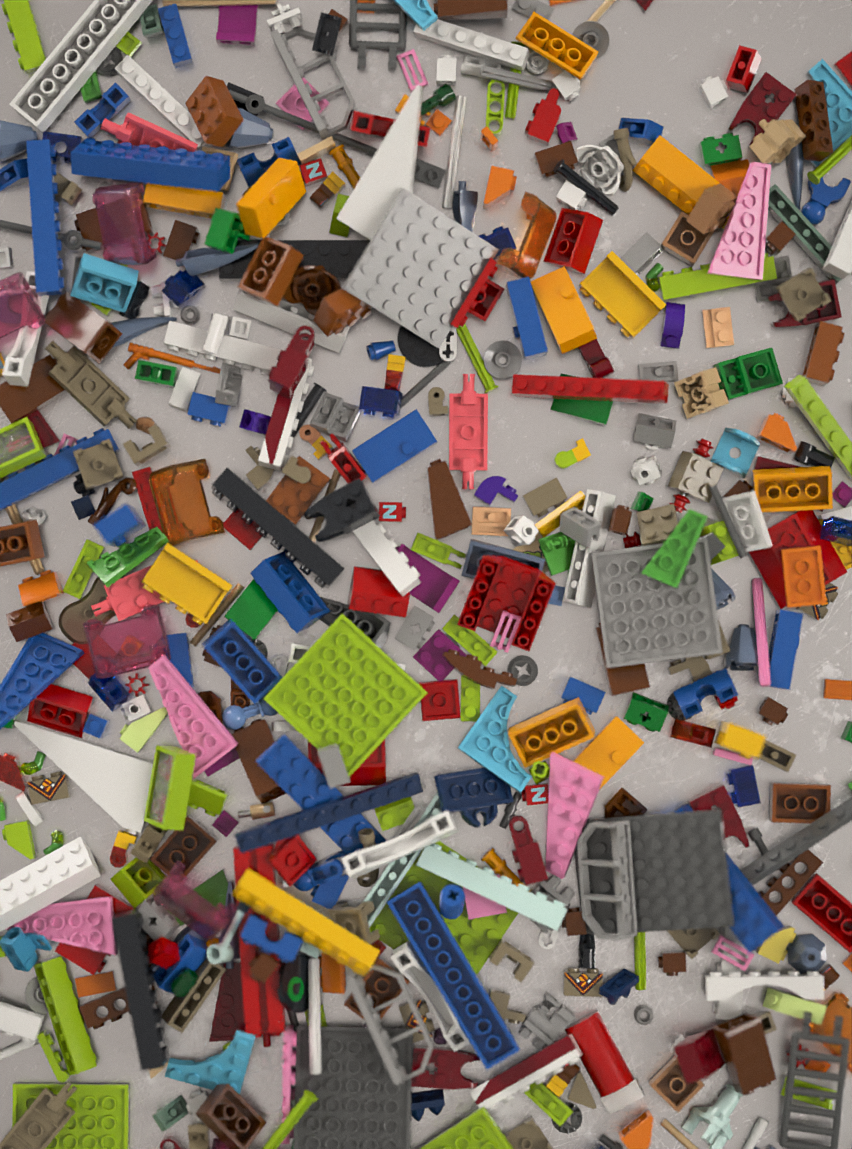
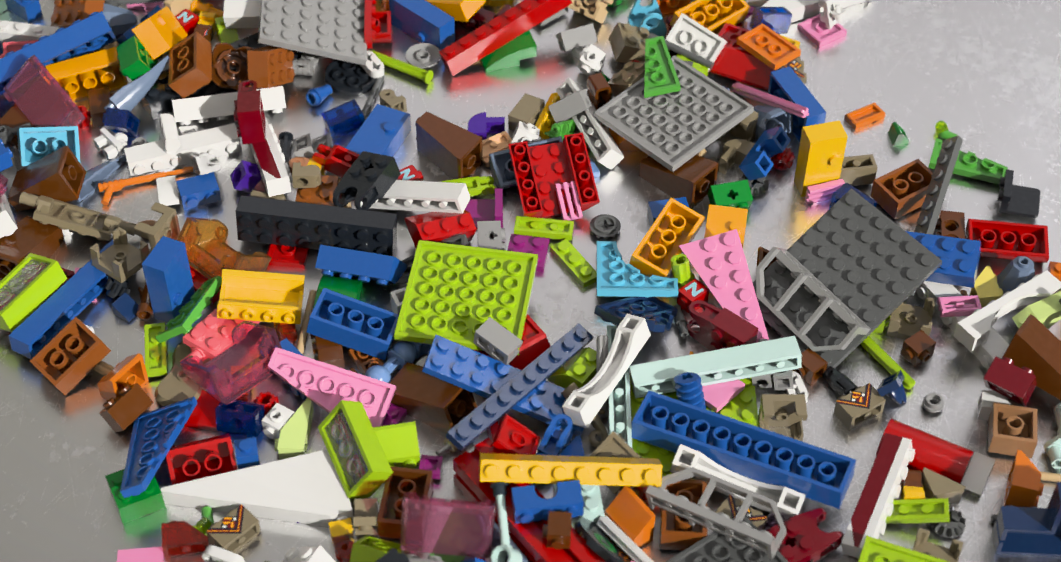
camera: 35 degrees left, 40 degrees down
(139, 295) = (86, 155): black hinge -> none
(156, 373) = (135, 187): green brick -> none
(394, 372) = (338, 94): leg -> none
(441, 700) = (554, 278): red tile -> none
(468, 431) = (425, 96): coral plate -> none
(470, 669) = (565, 237): reddish brown slope -> none
(546, 1028) = (865, 449): light grey hips -> none
(573, 456) = (527, 82): leg -> none
(693, 733) = (778, 192): clear red slope -> none

